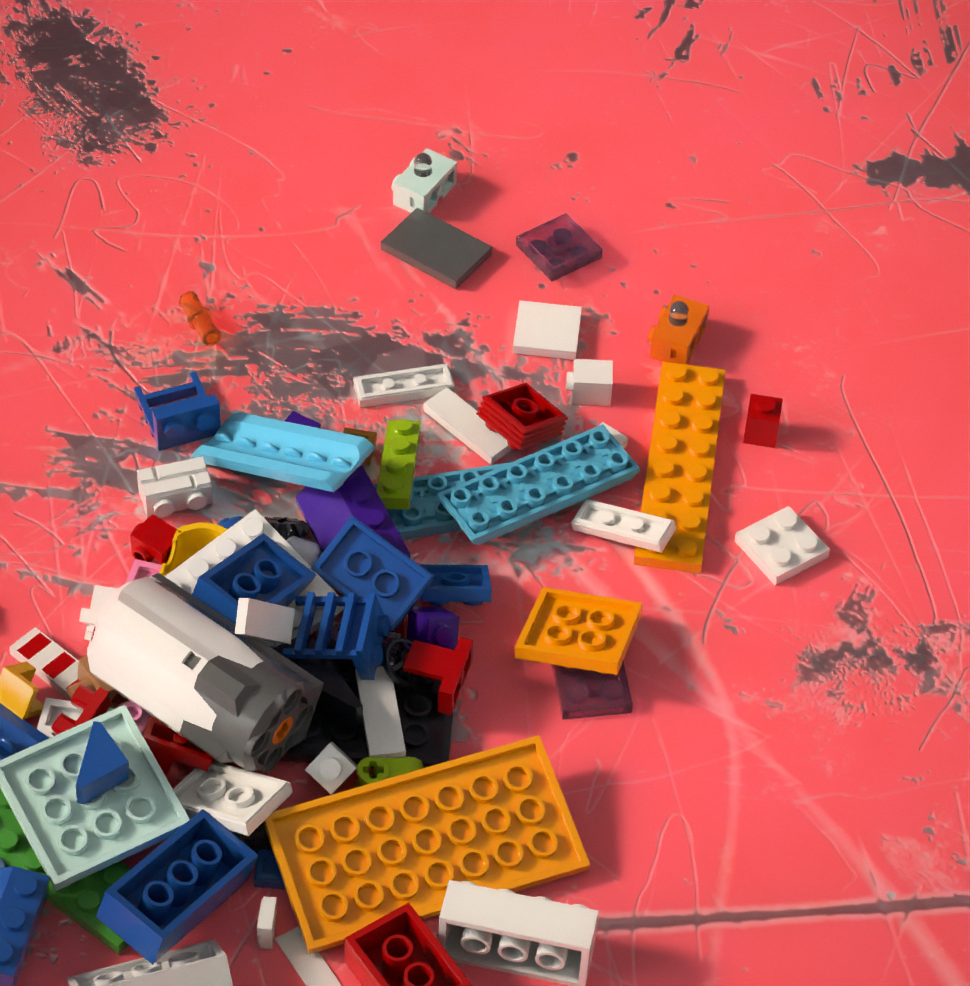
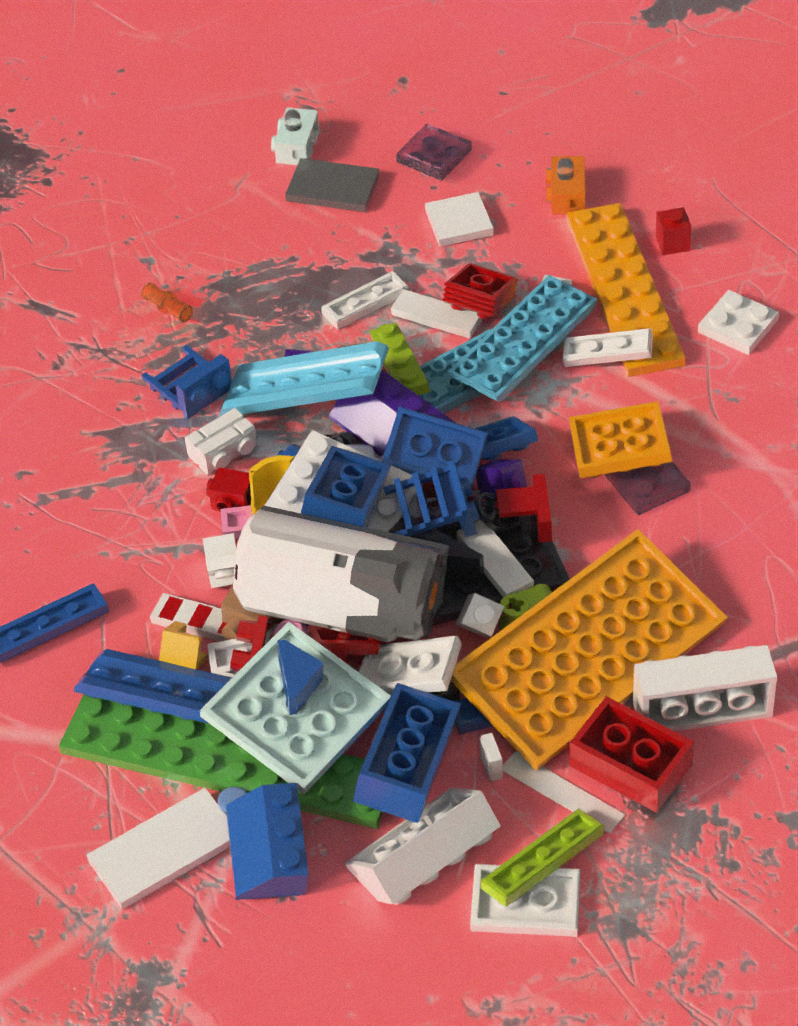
camera: 15 degrees left, 0 degrees up
(264, 620) = (375, 512): white tile -> none
(591, 382) = (519, 246): white brick -> none

